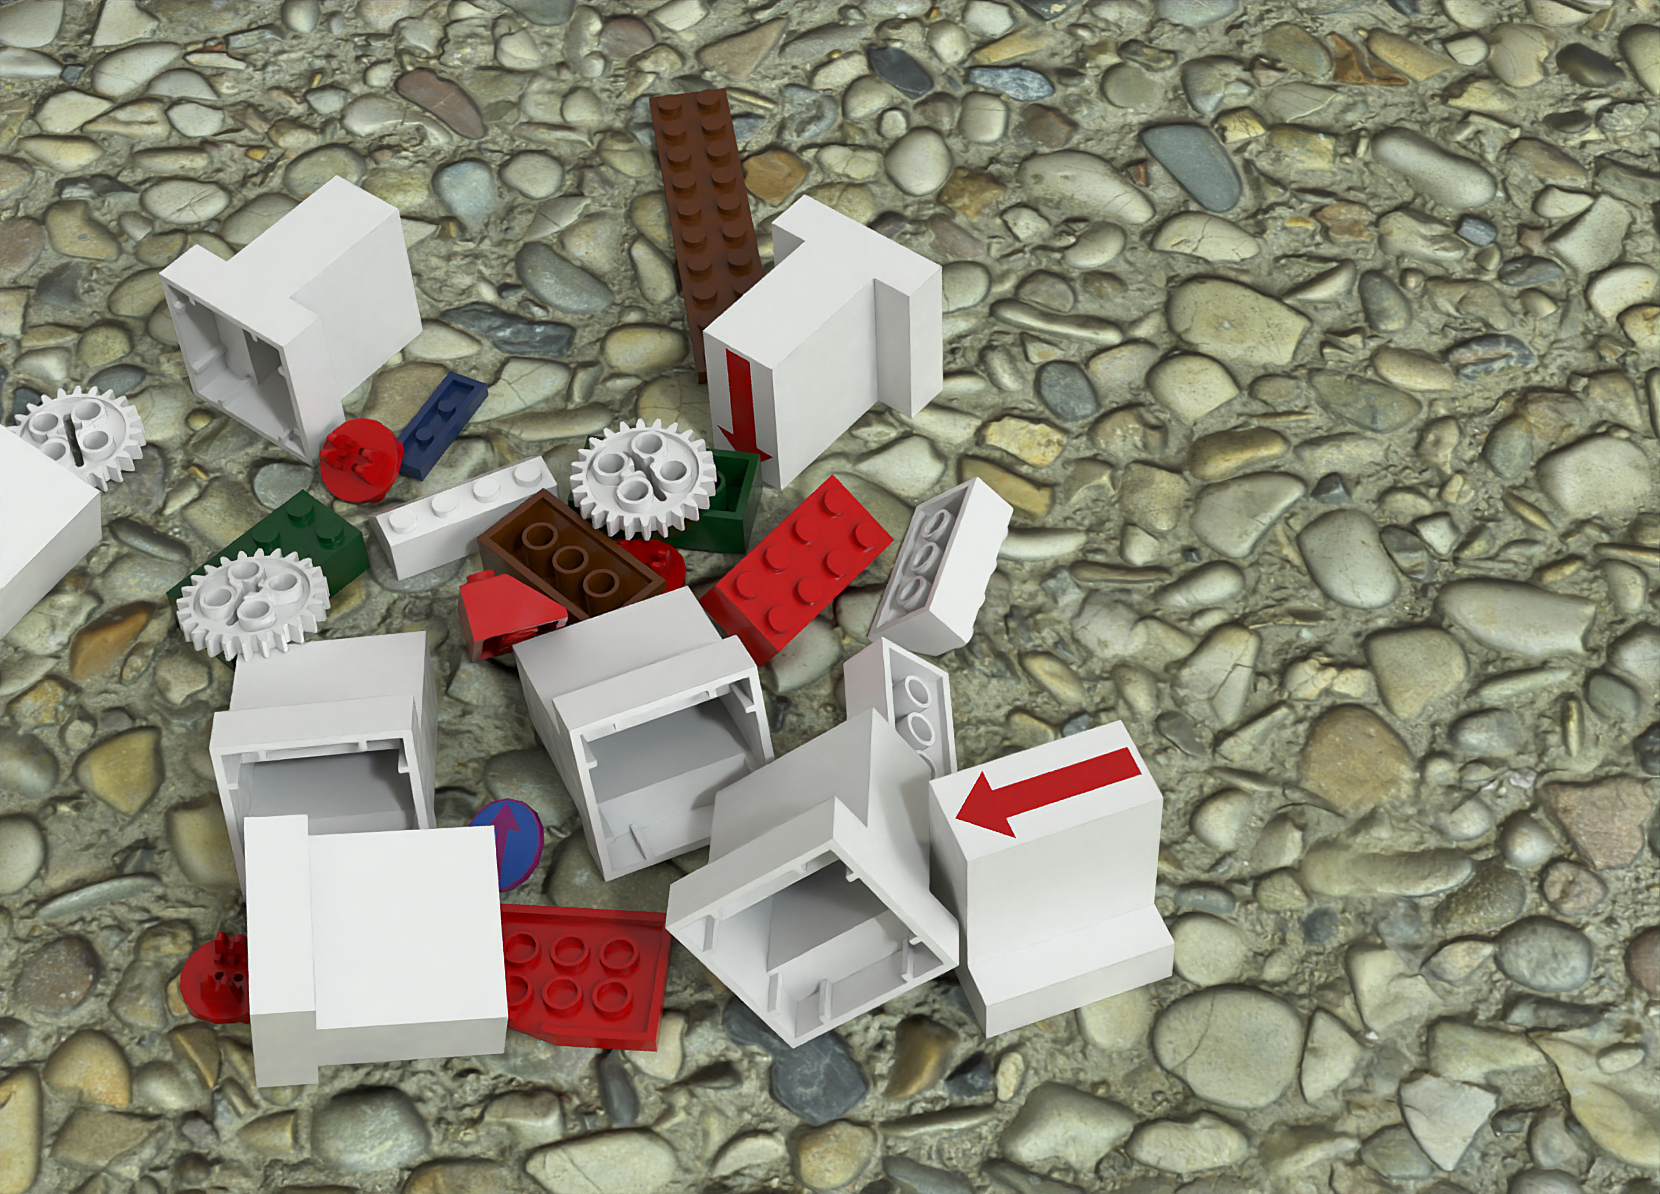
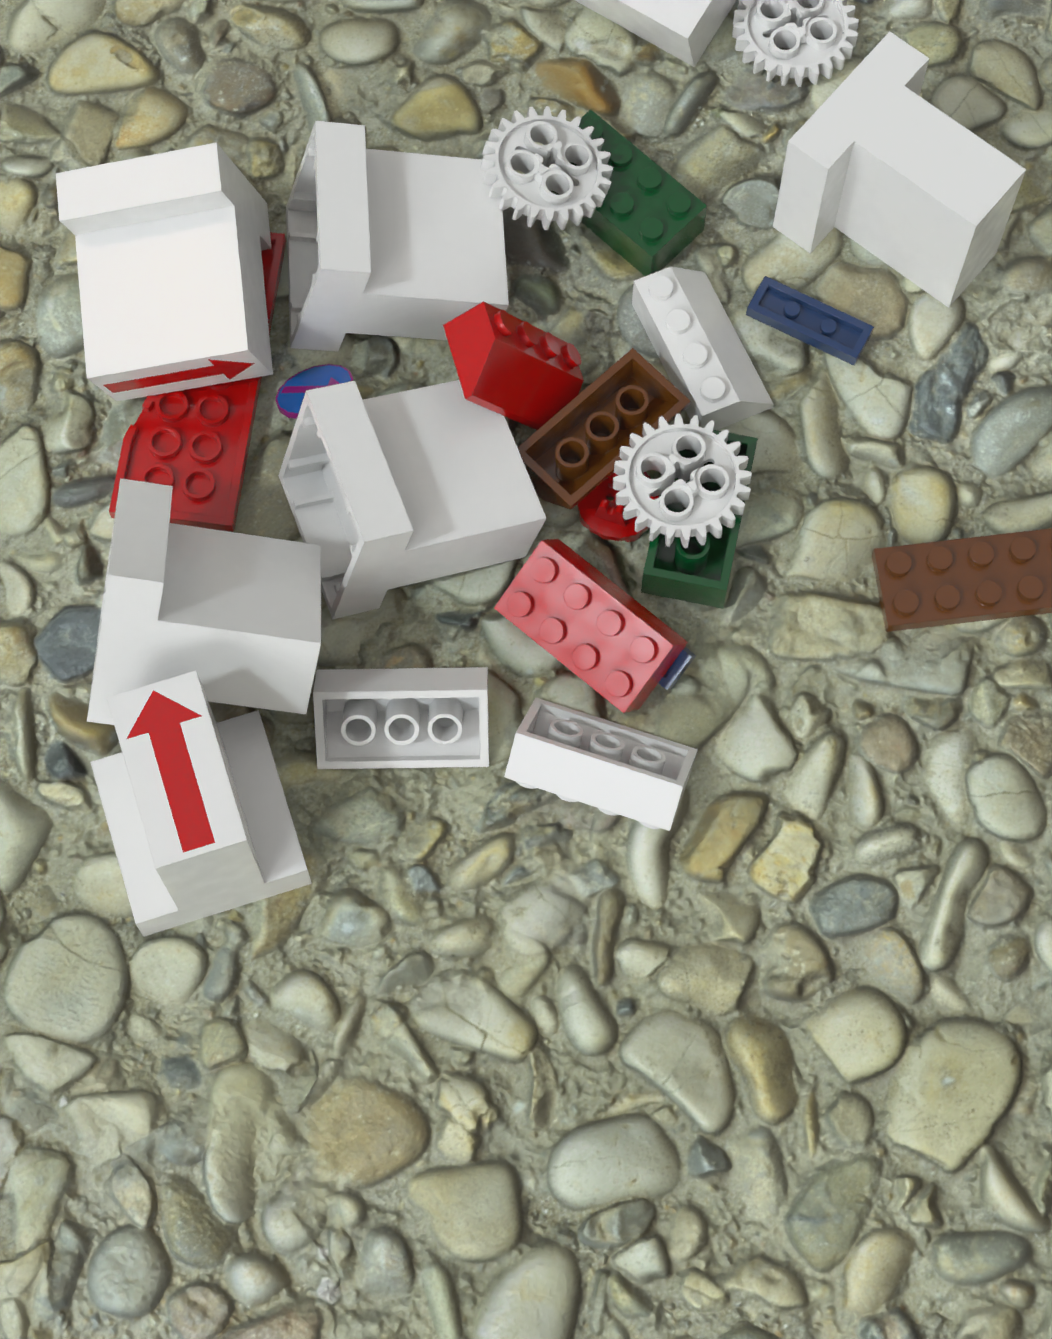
camera: 90 degrees right, 20 degrees up
(361, 461) = (758, 255): red plate -> none
(823, 341) = (852, 633): white piece -> none

